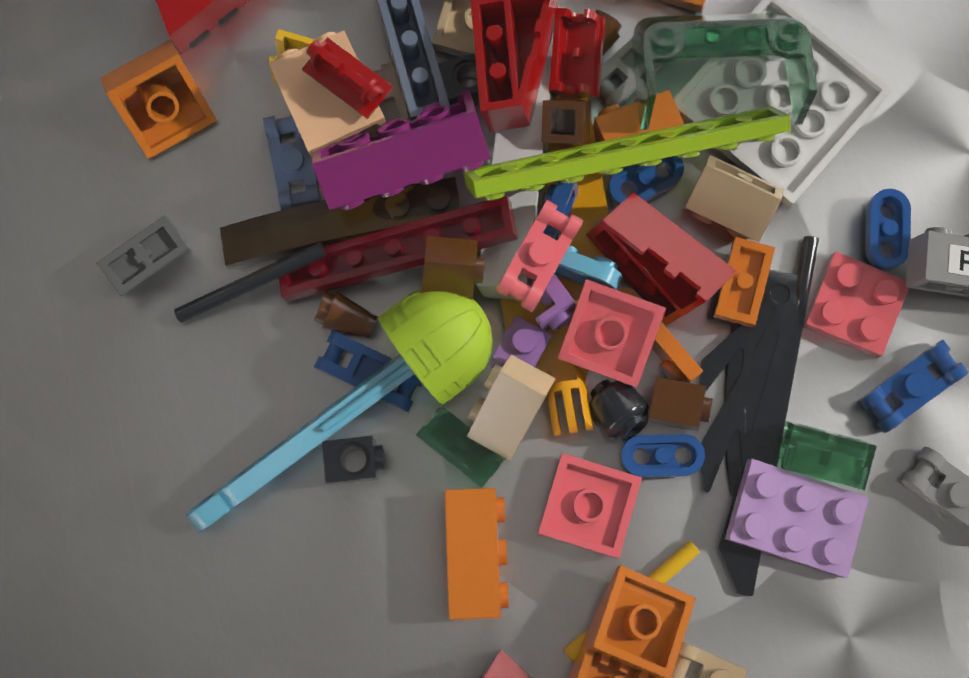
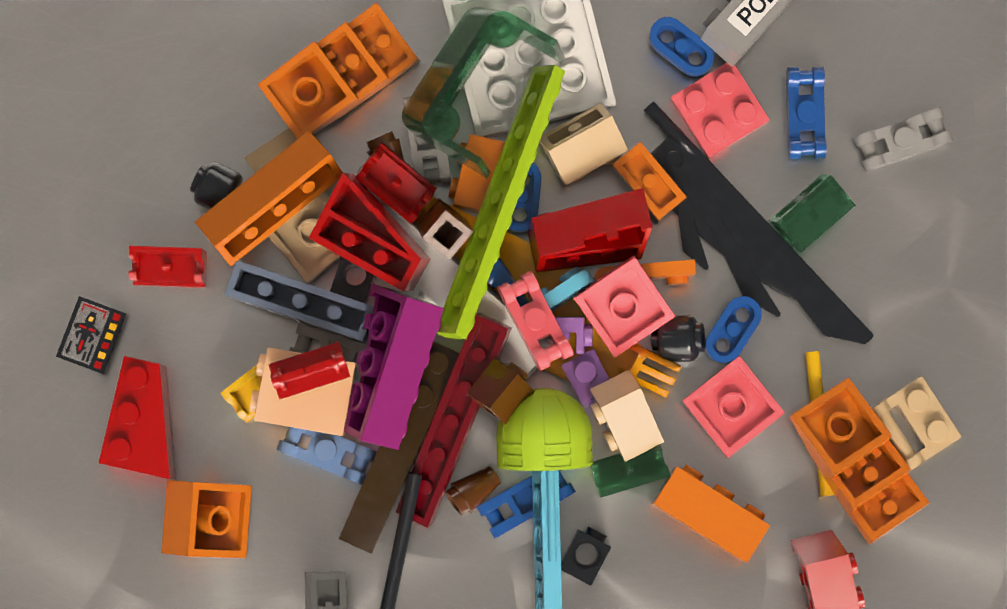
camera: 55 degrees left, 5 degrees up
(679, 404) = (706, 291): reddish brown brick -> none
(797, 518) = (841, 265): lavender plate -> none

